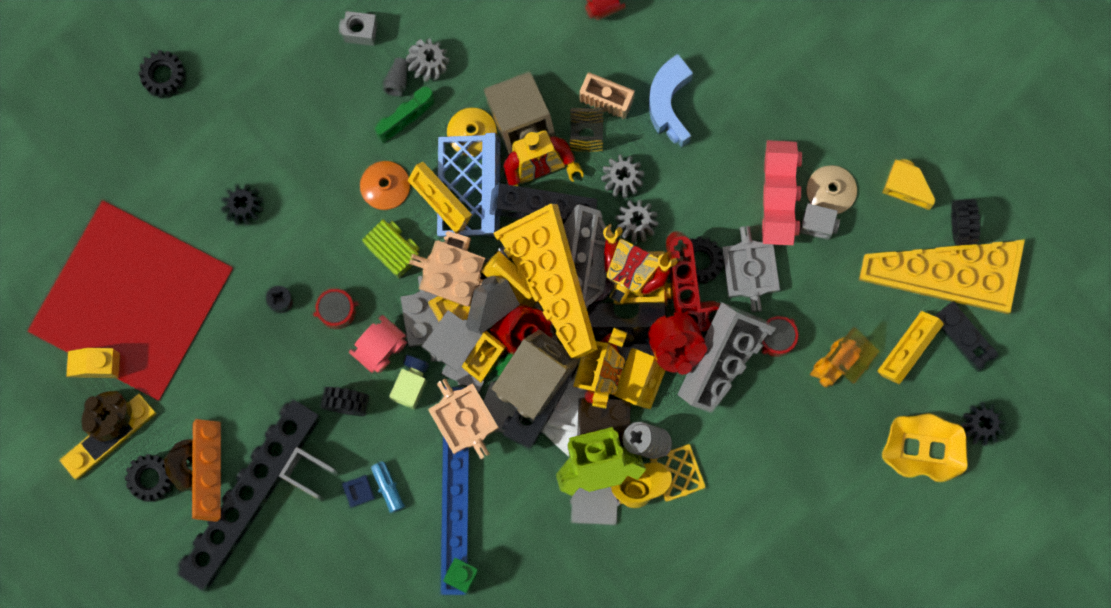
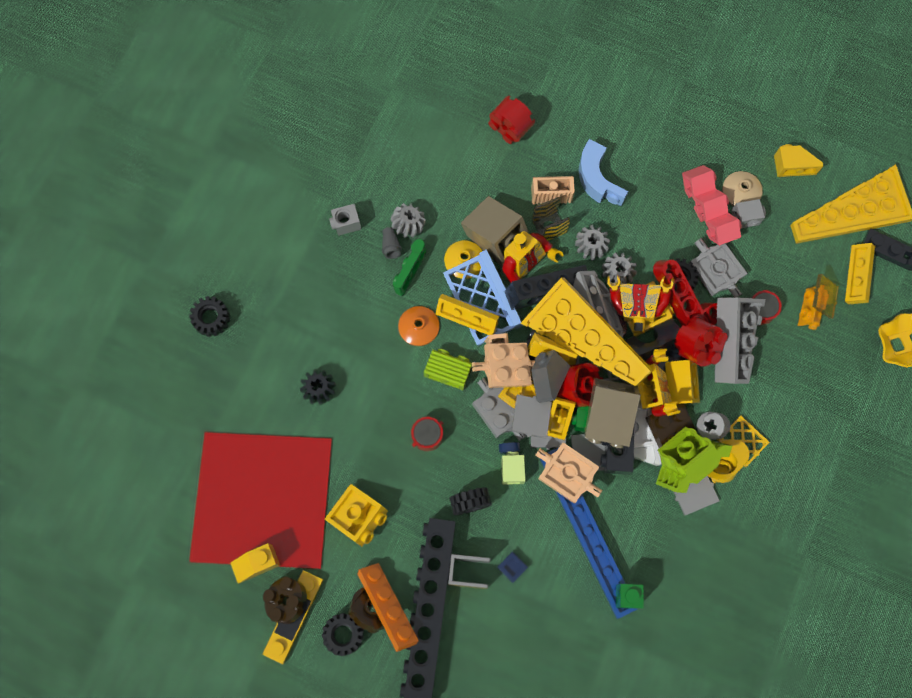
camera: 30 degrees left, 5 degrees down
(220, 362) = (357, 515): none -> yellow plate
(283, 303) = (383, 448): black wheel -> none
(378, 344) = (475, 446): coral brick -> none
(387, 487) = (533, 553): dark azure axle -> none
(965, 222) = (851, 168): black tyre -> none

